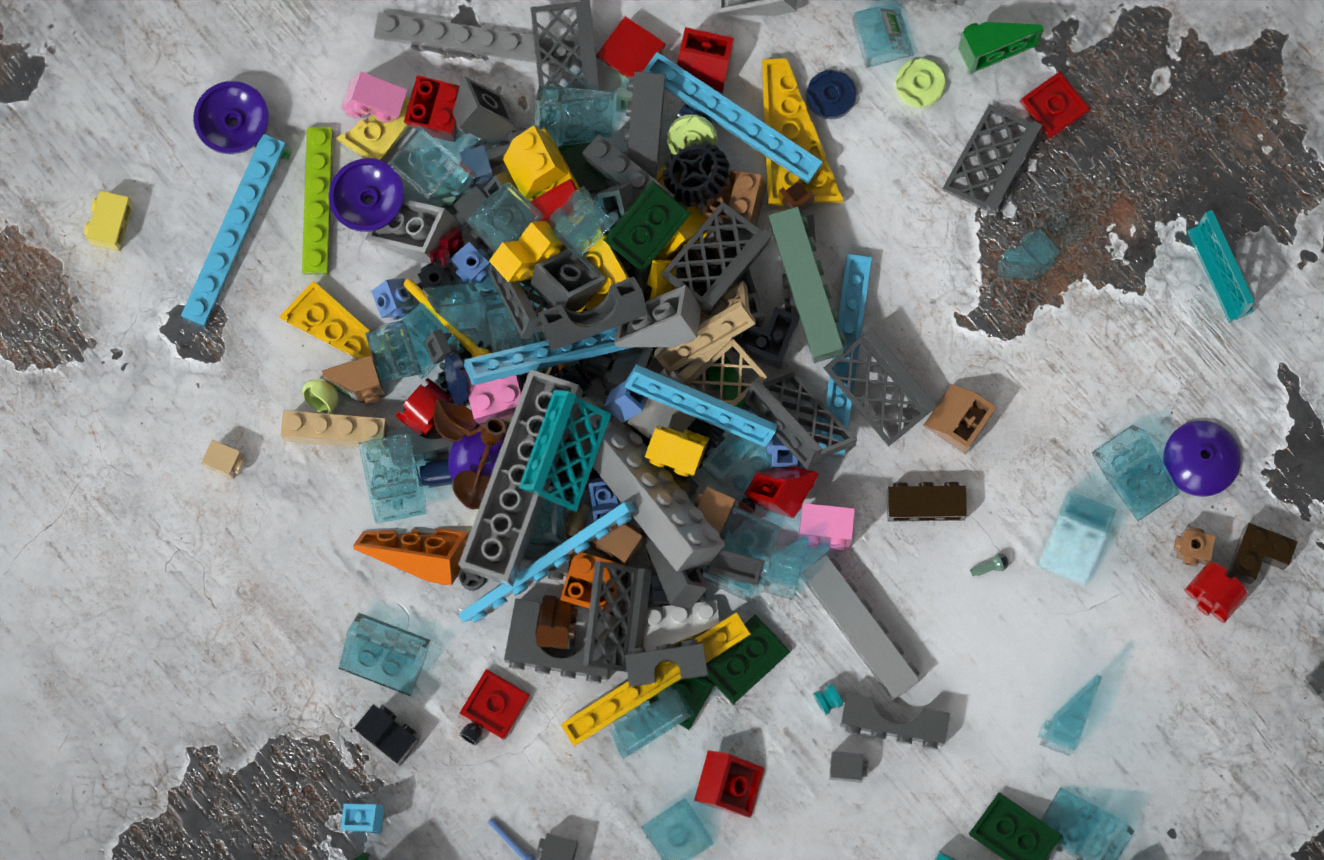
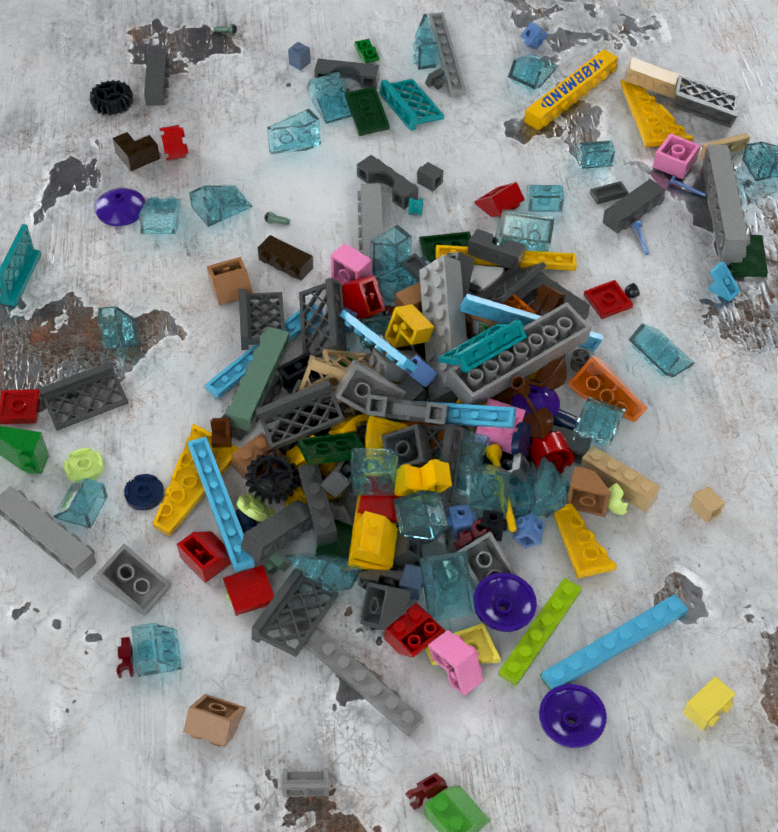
camera: 150 degrees left, 25 degrees down
(384, 733) = (686, 310): black brick -> none
(1203, 546) = (164, 167): medium nougat brick -> none

